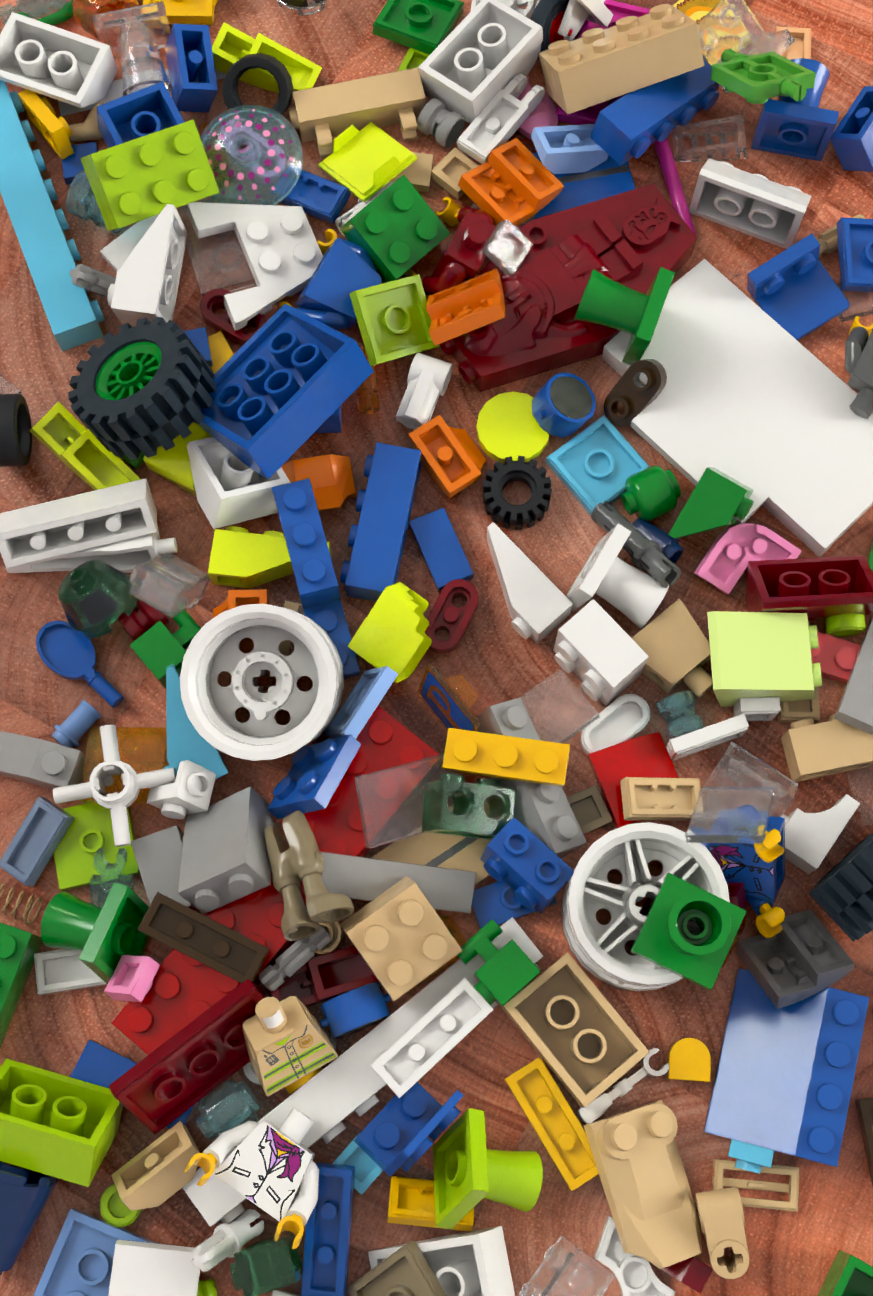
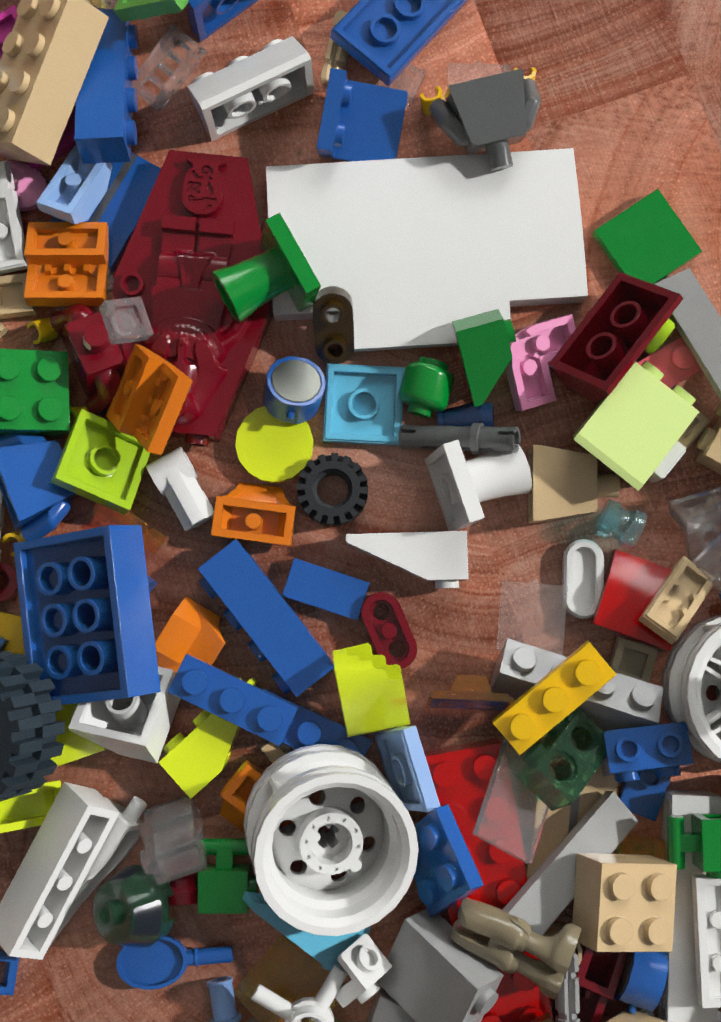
camera: 50 degrees left, 10 degrees up
(598, 653) = (525, 545): white brick -> none
(673, 181) = (181, 132): dark pink bar -> none
(707, 737) = (657, 513): white tile -> none

